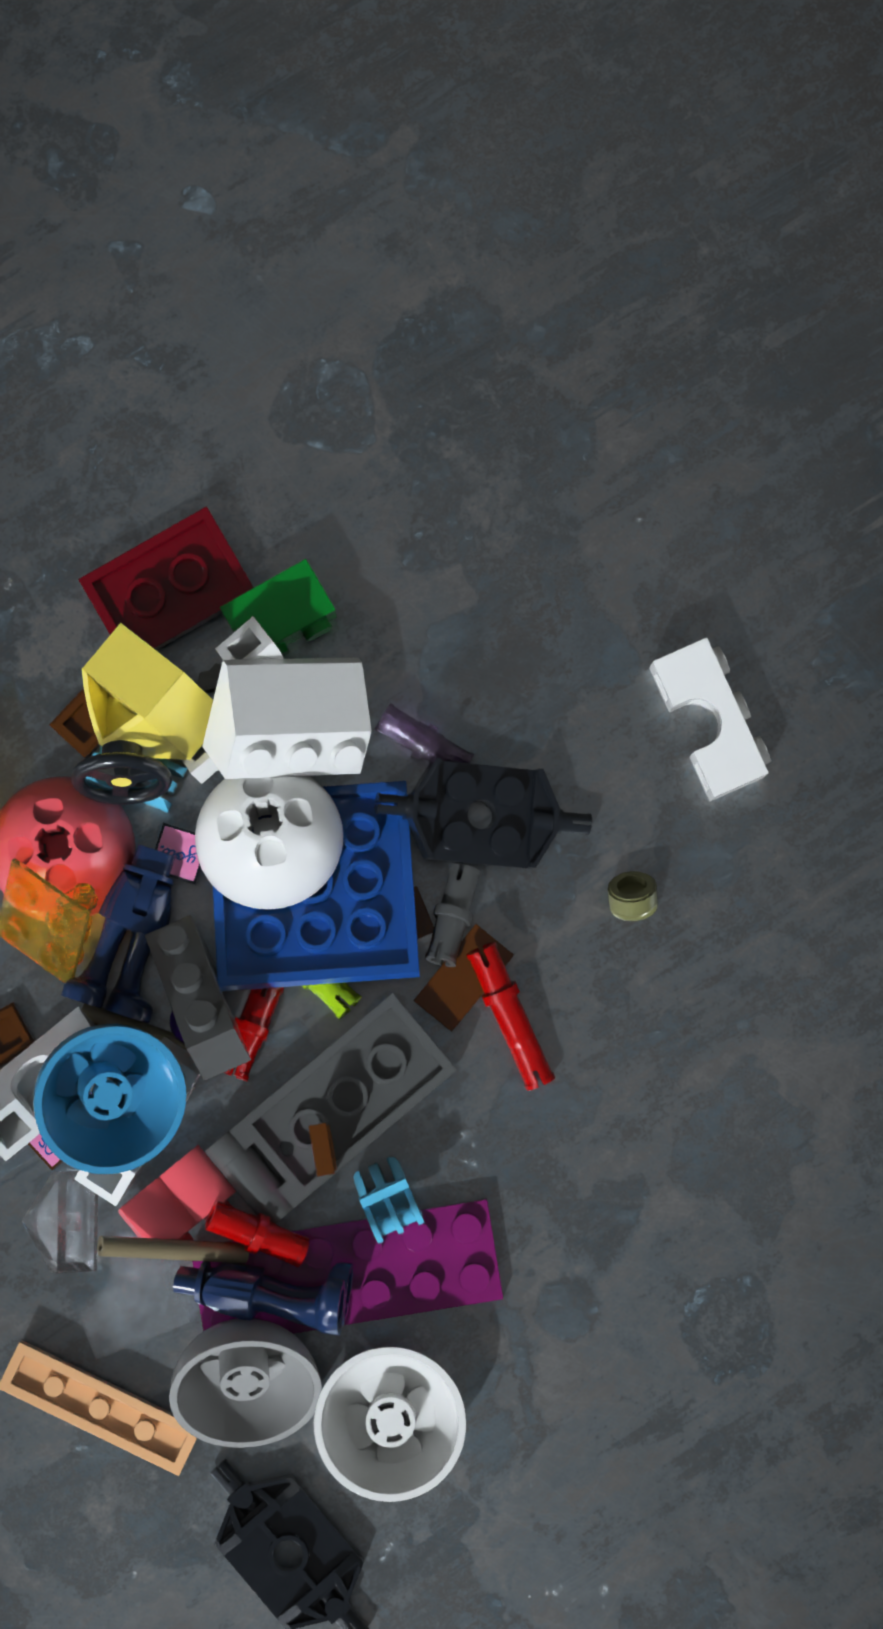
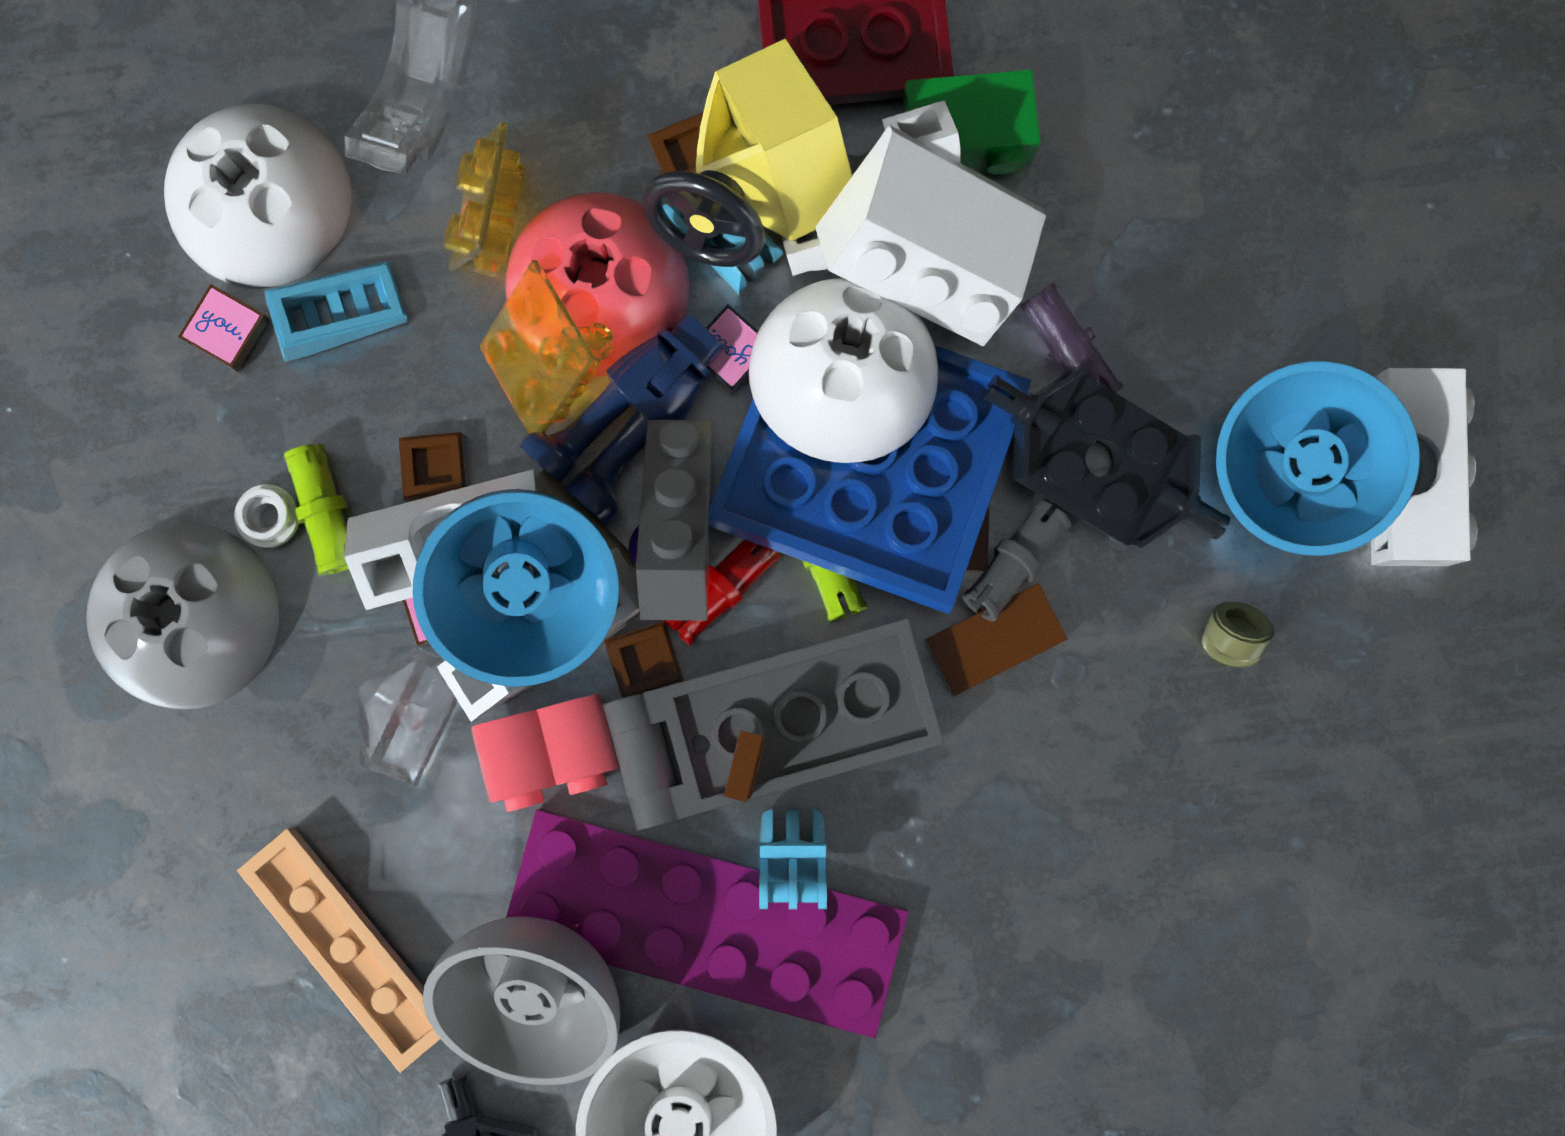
camera: 25 degrees right, 0 degrees up
(171, 1249) = (511, 803): dark tan piece -> none
(219, 1106) = (644, 660): none -> reddish brown tile
(246, 1291) = (577, 892): dark blue piece -> none
(257, 1233) = (621, 830): red pin -> none
(503, 998) = (1033, 701): red pin -> none
(599, 748) = (1334, 426): none -> dark azure piece

